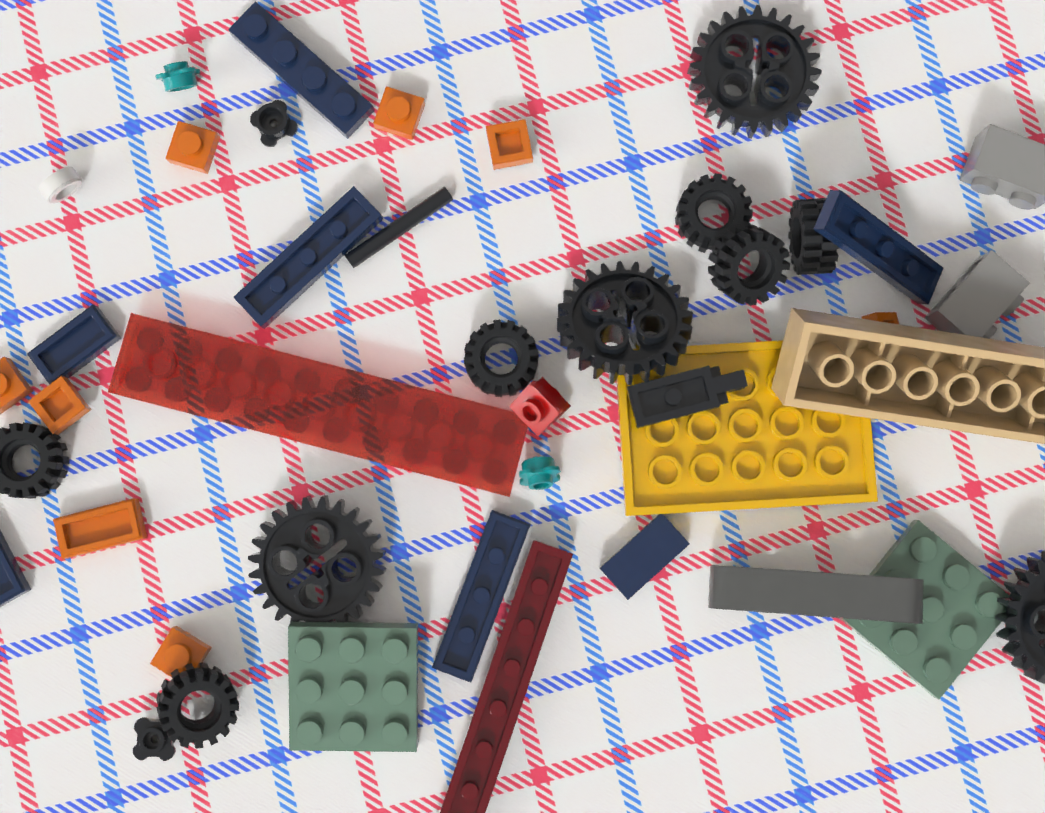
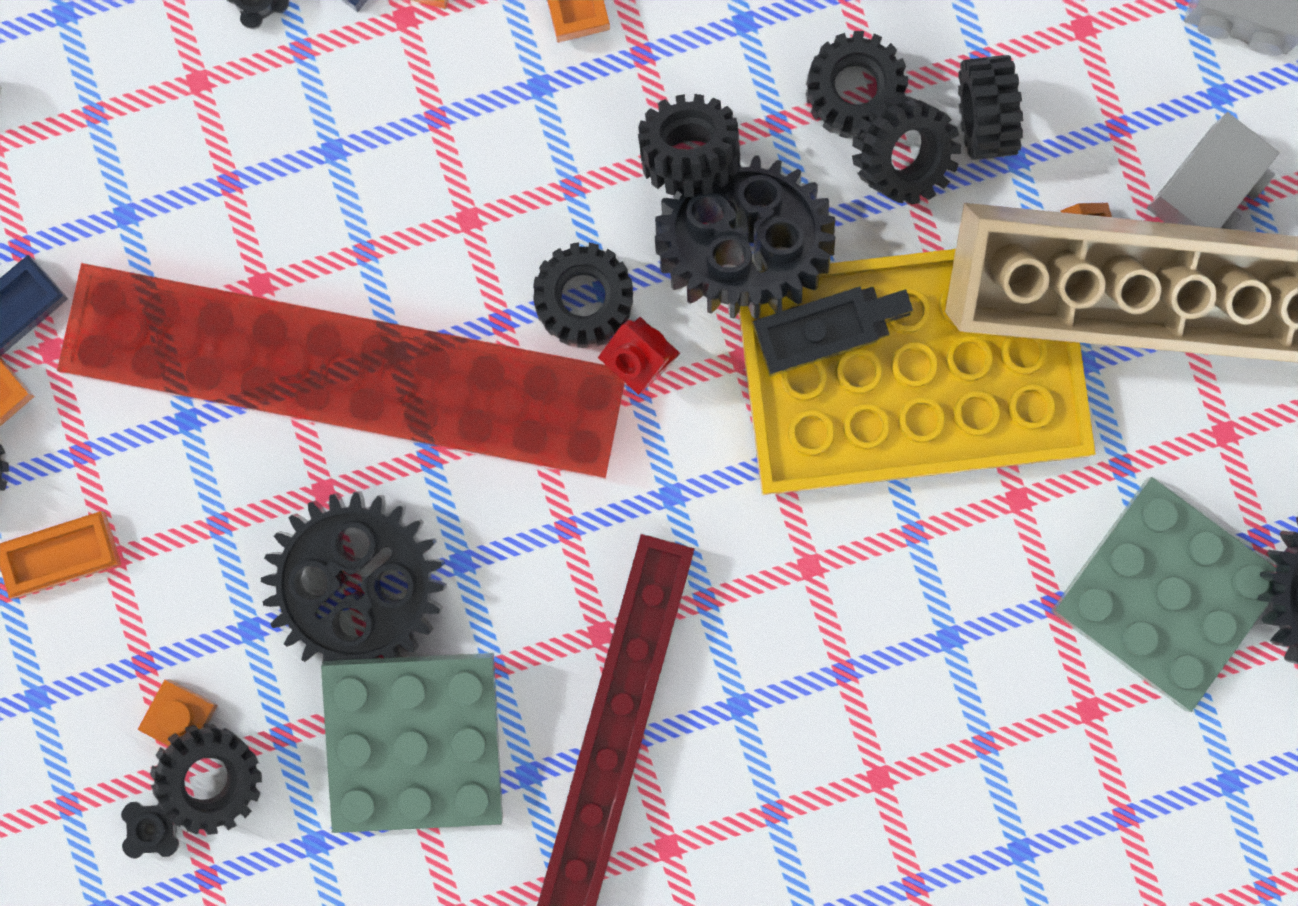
camera: 10 degrees left, 0 degrees up
(192, 147) = (148, 35): orange plate -> none
(308, 257) = (316, 175): dark blue plate -> none
(399, 227) = (434, 127): black bar -> none
(481, 596) = (575, 613): dark blue tile -> none
(539, 473) = (643, 444): teal plate -> none
(586, 268) = (694, 166): none -> black tyre
(644, 556) = (790, 547): dark blue tile -> none
(816, 594) = (1020, 581): dark grey beam -> none
(878, 247) = (1076, 116): dark blue tile -> none

